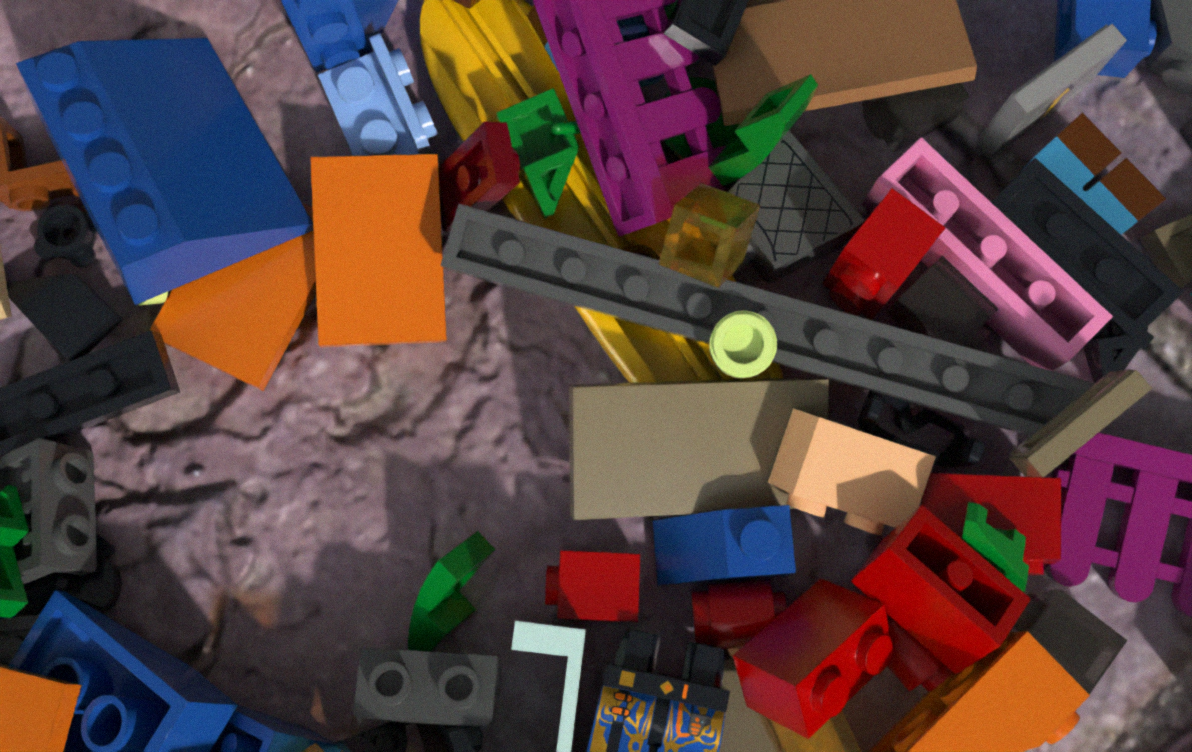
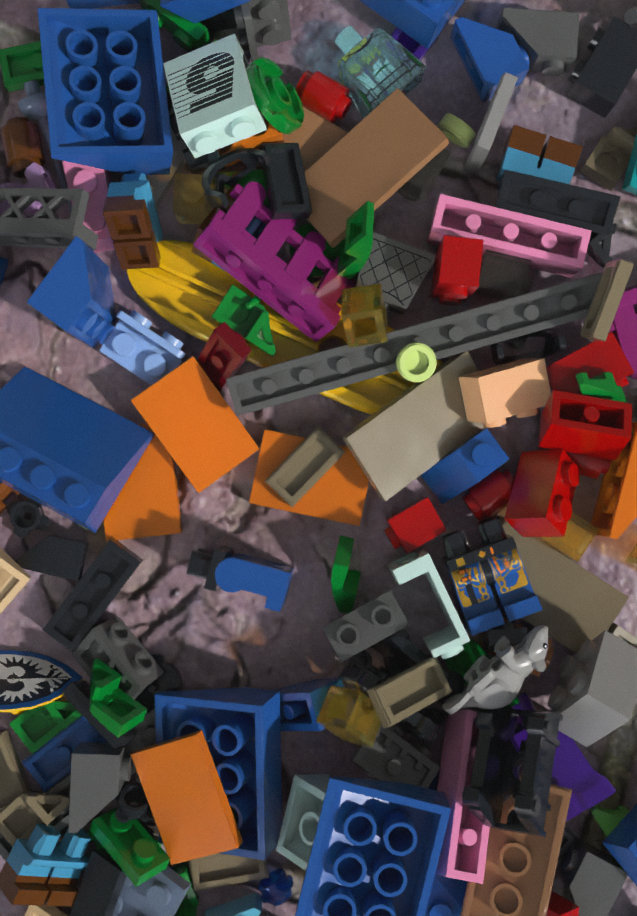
camera: 30 degrees left, 10 degrees up
(283, 478) = (242, 573): none -> blue hips
(488, 426) = (335, 496): none -> orange tile
(492, 402) = (305, 466): none -> dark tan tile
(994, 78) = (457, 130): none -> yellowish green tile

